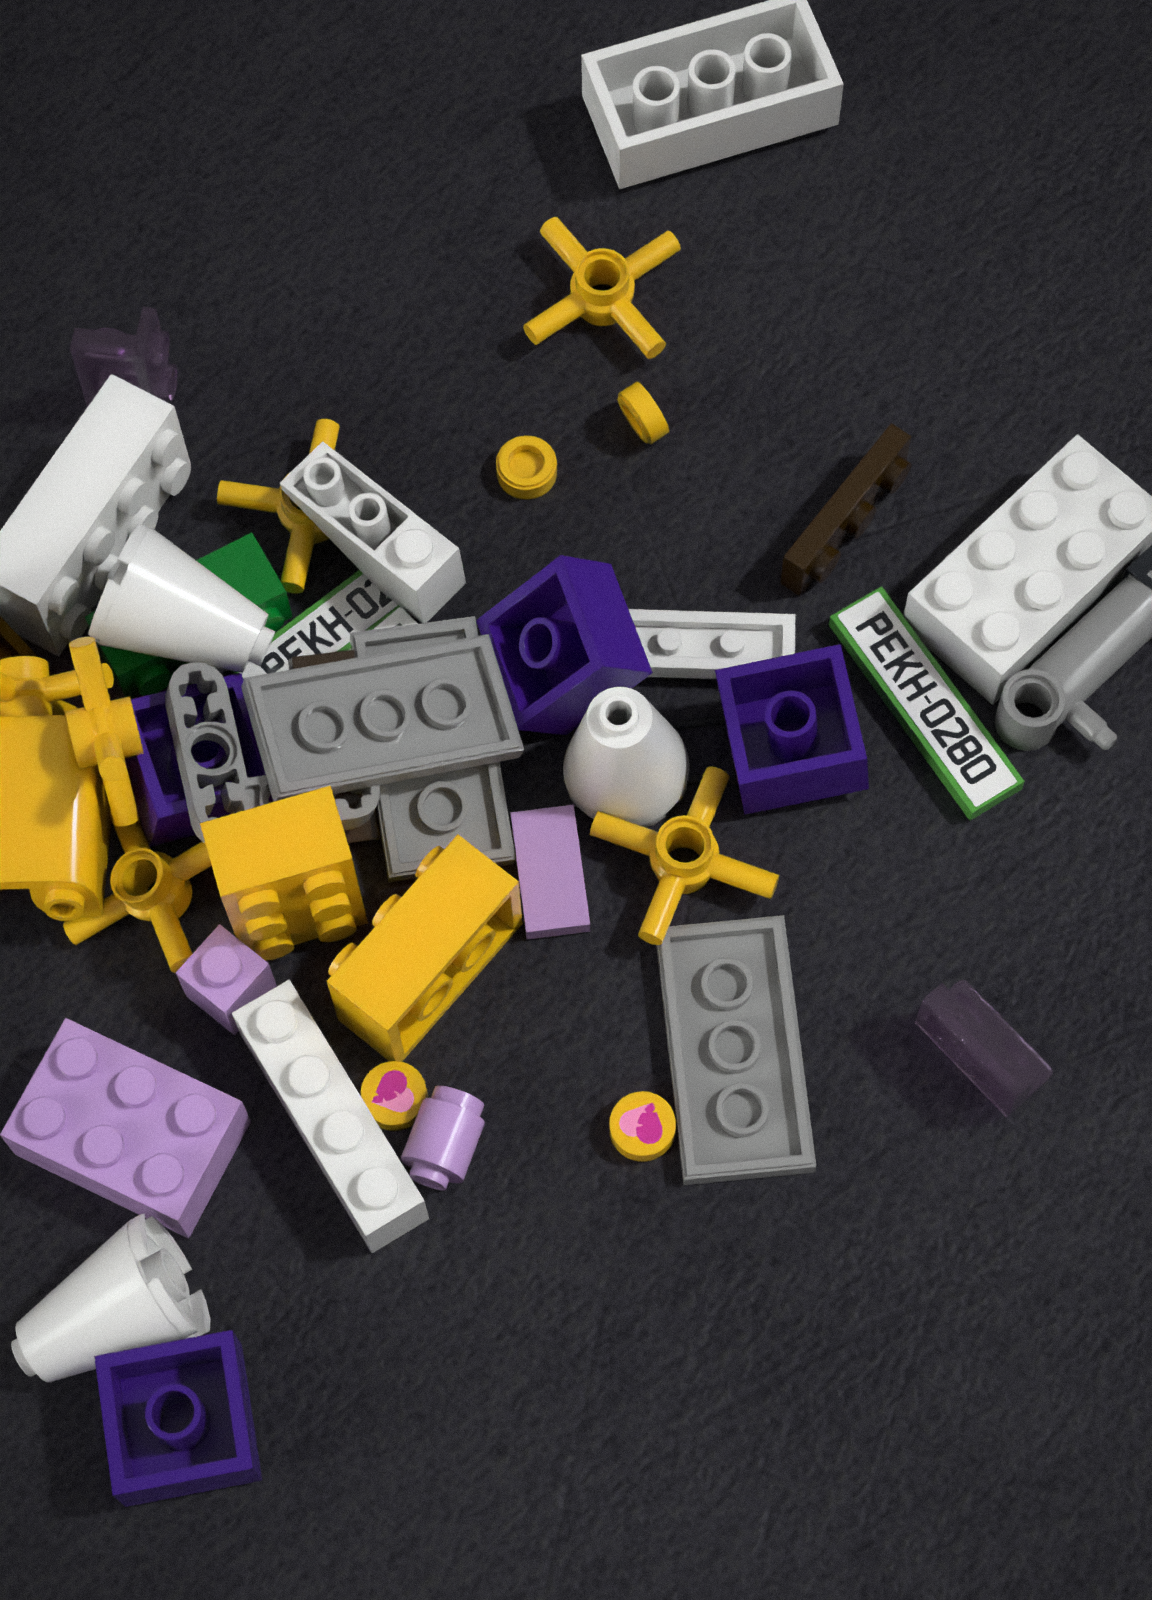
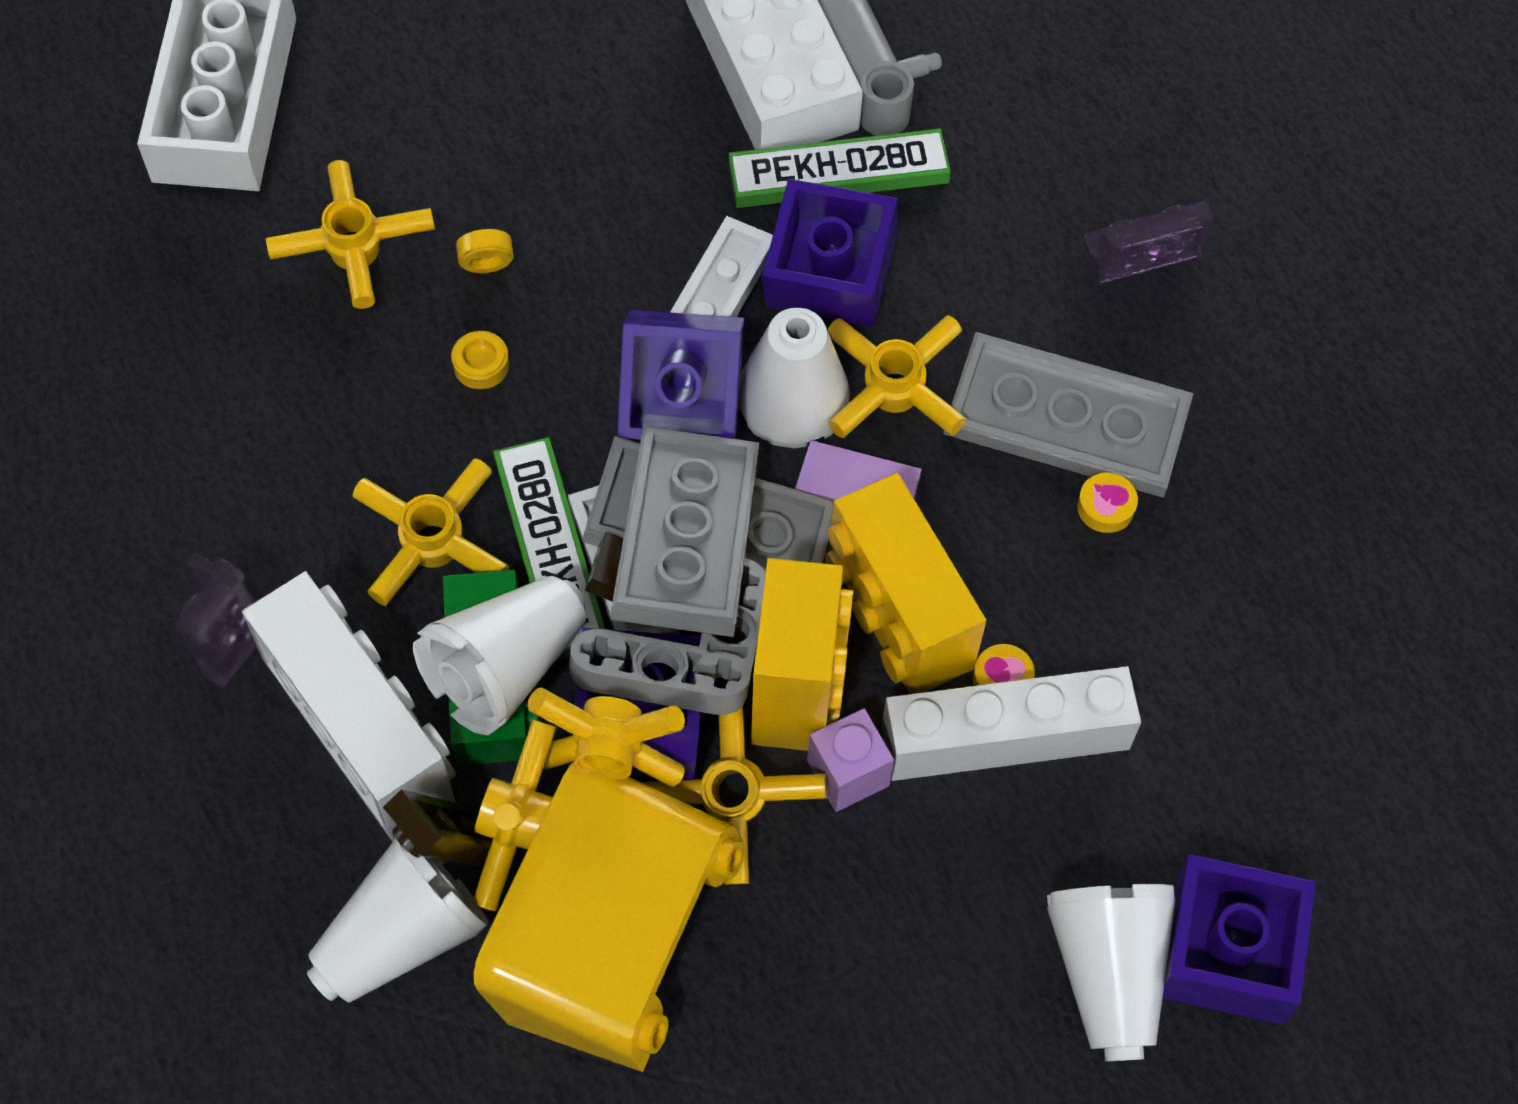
camera: 70 degrees left, 5 degrees down
(126, 1127) = (951, 892): lavender brick -> none
(377, 533) = (500, 475): white slope -> none
(443, 1138) = (1061, 642): lavender brick -> none
(847, 511) = (653, 147): dark brown plate -> none

